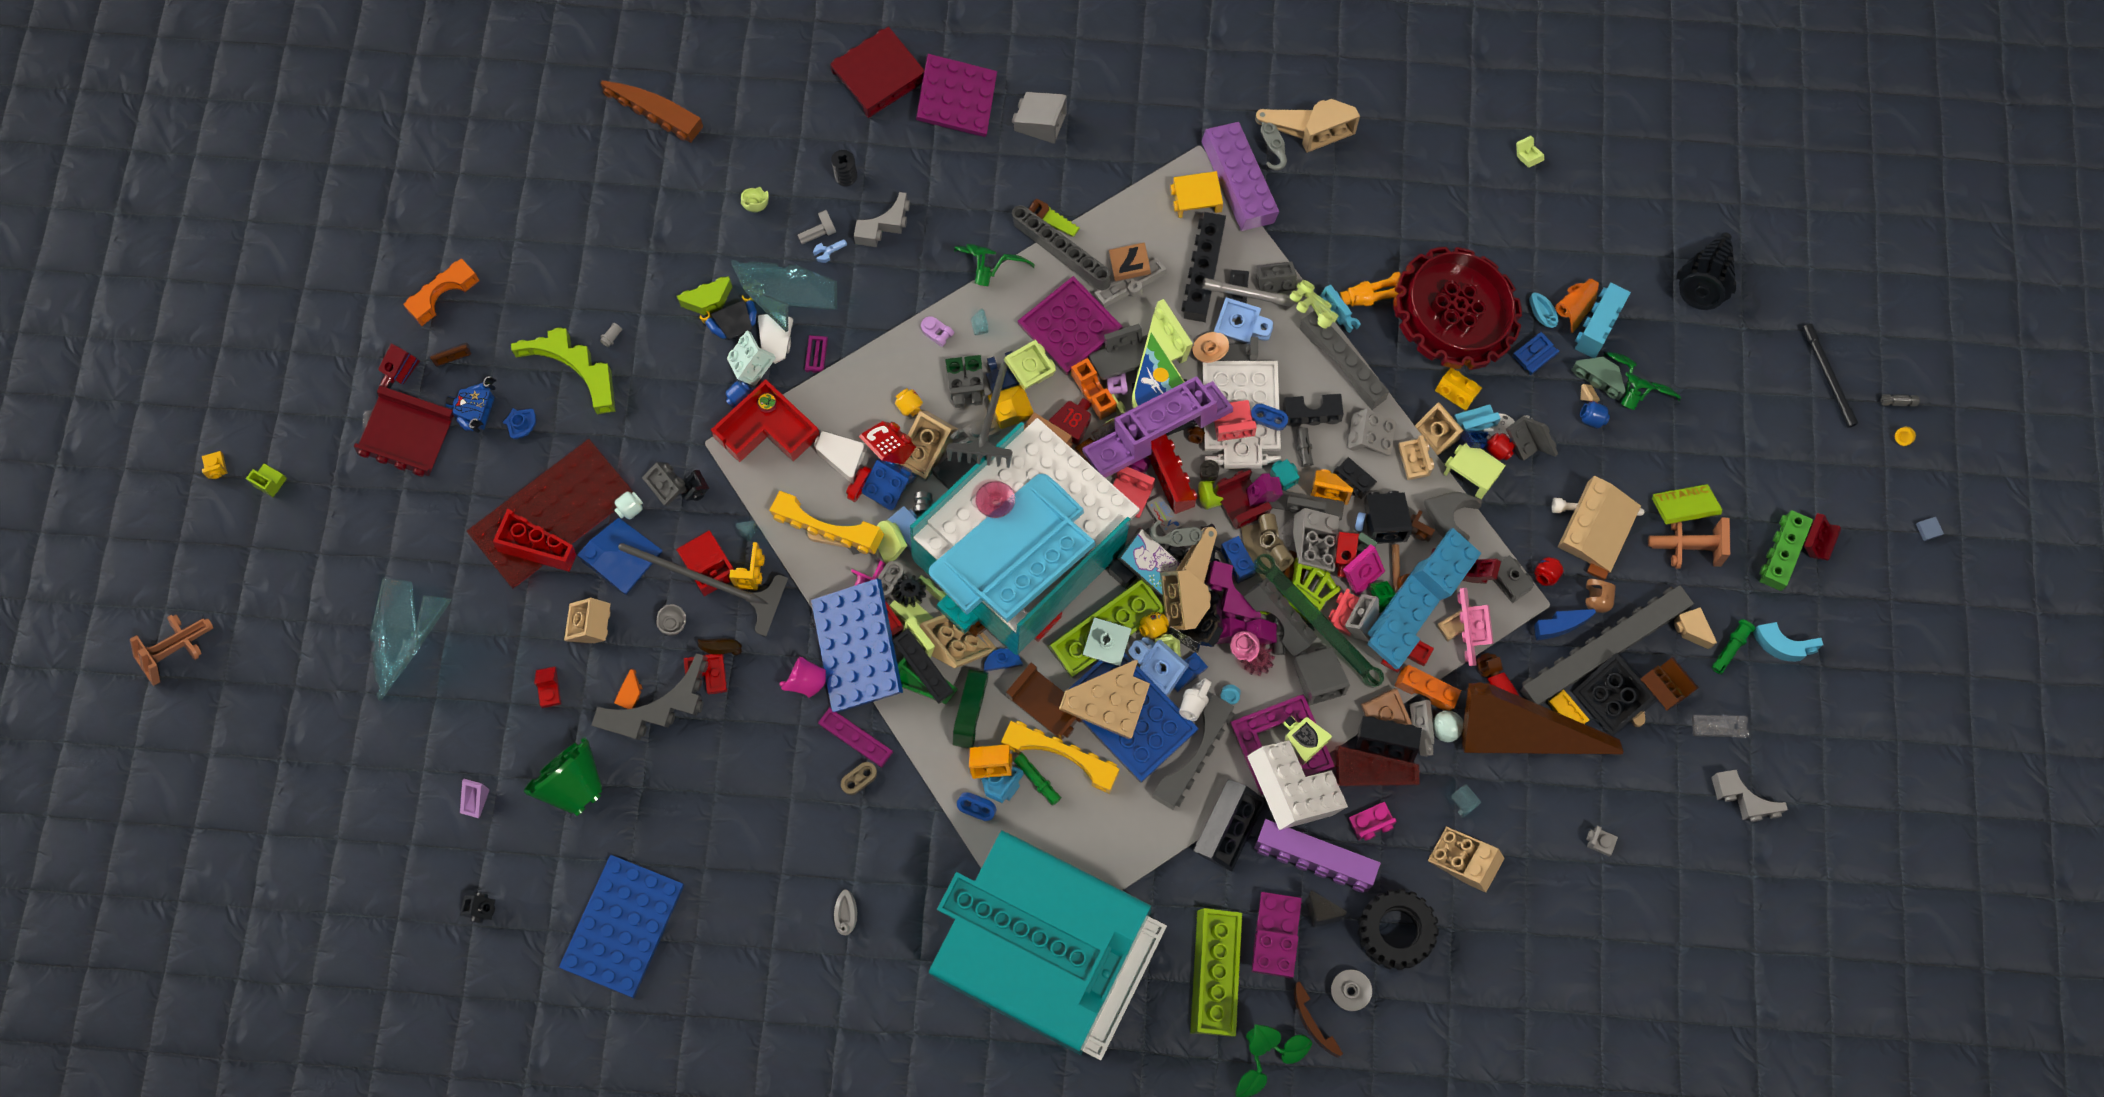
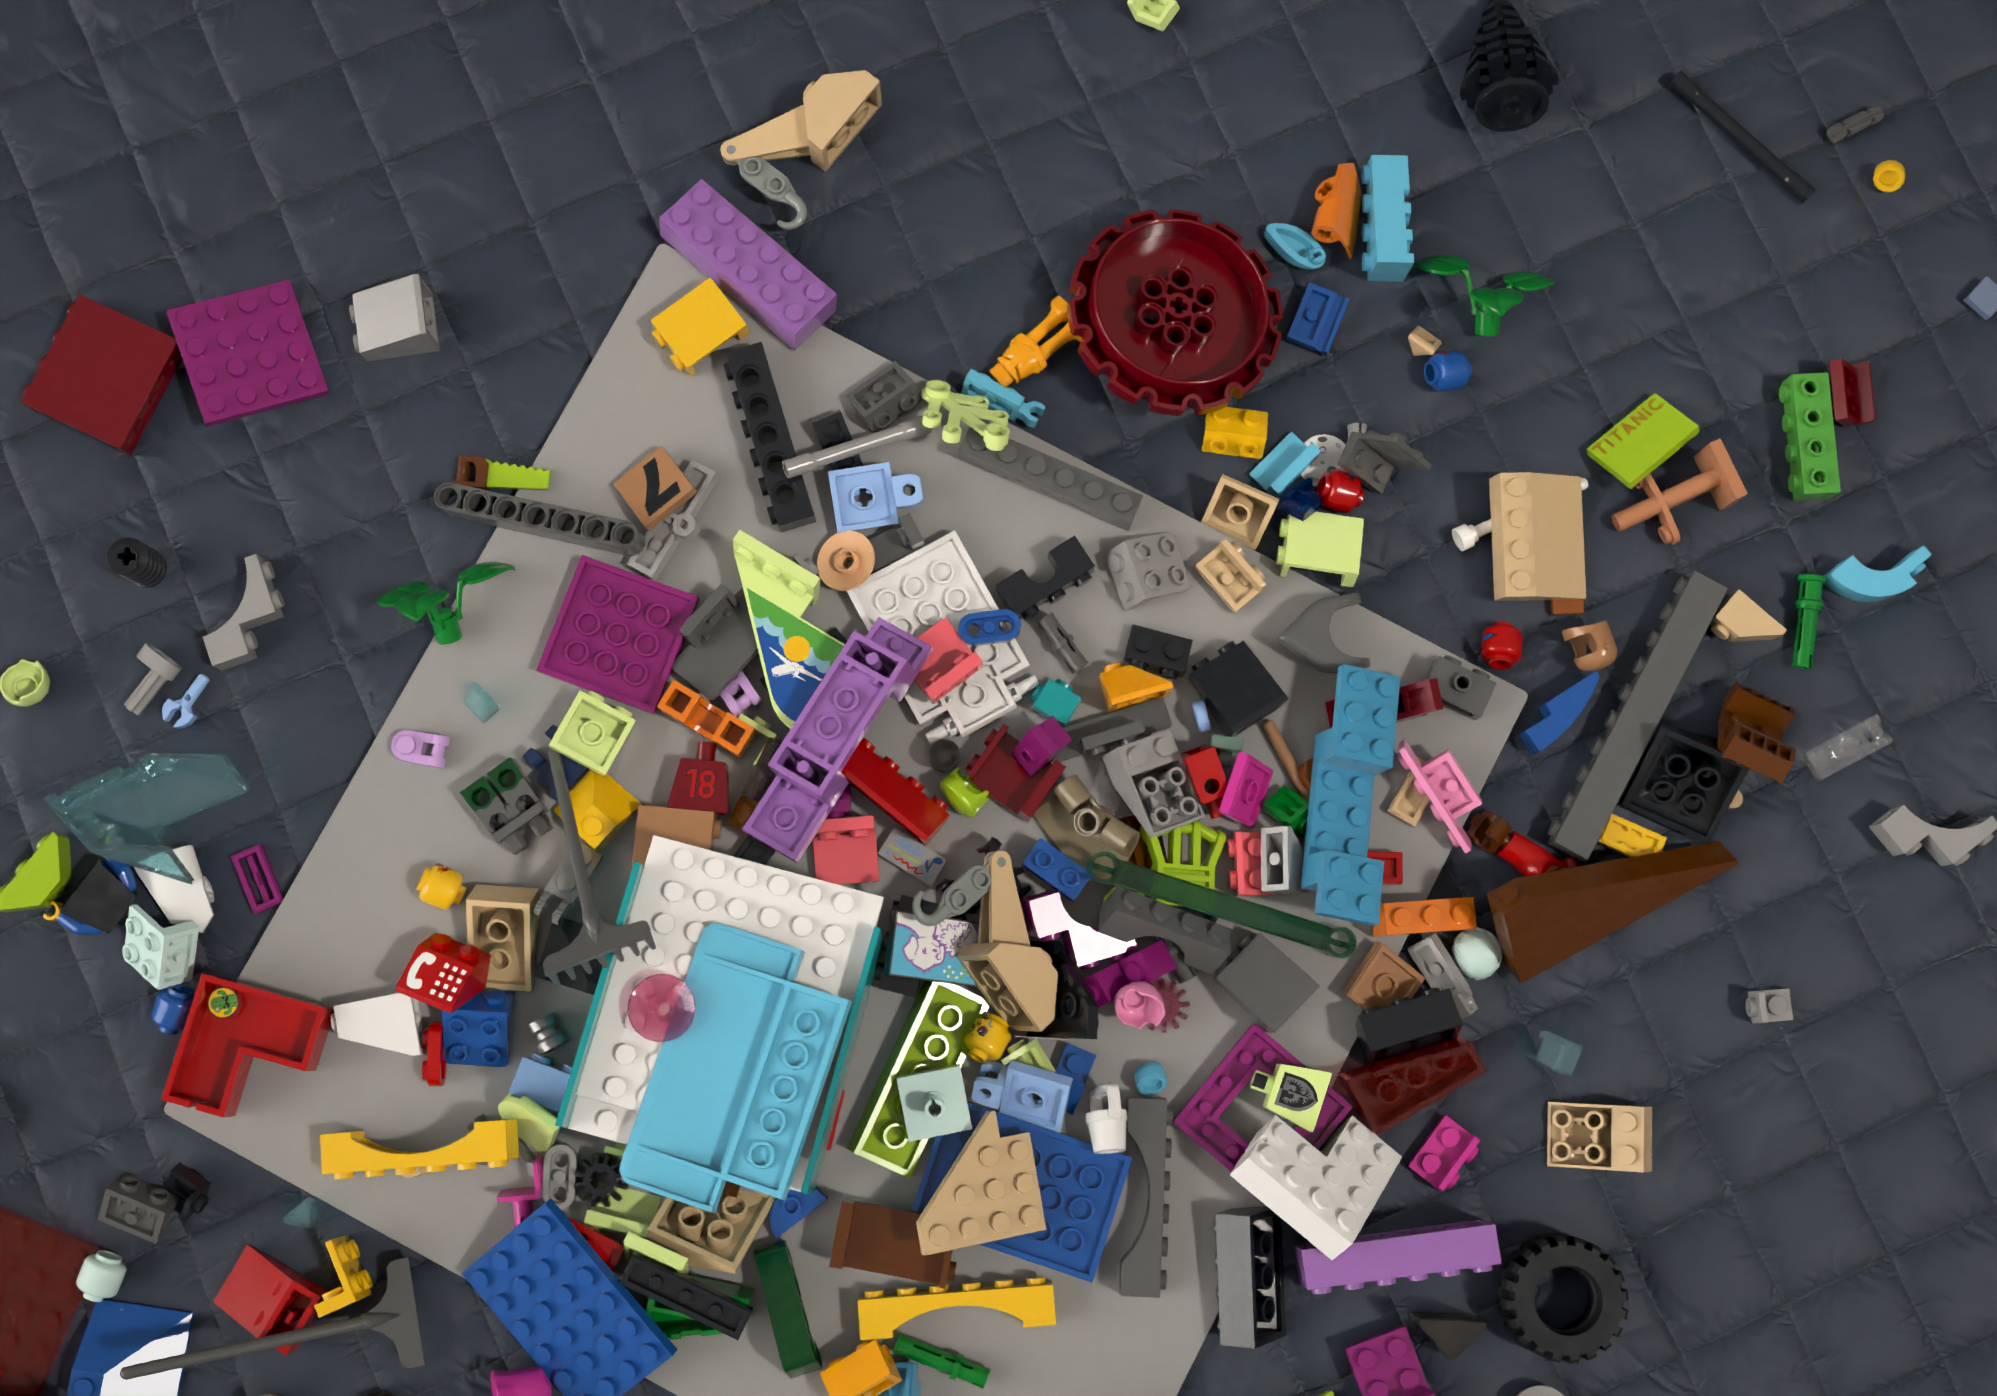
camera: 35 degrees left, 10 degrees up
(1196, 435) = (895, 710): reddish brown plate -> none
(1421, 530) = (1293, 683): reddish brown bracket -> none
(1601, 375) = (1429, 304): sand green slope -> none

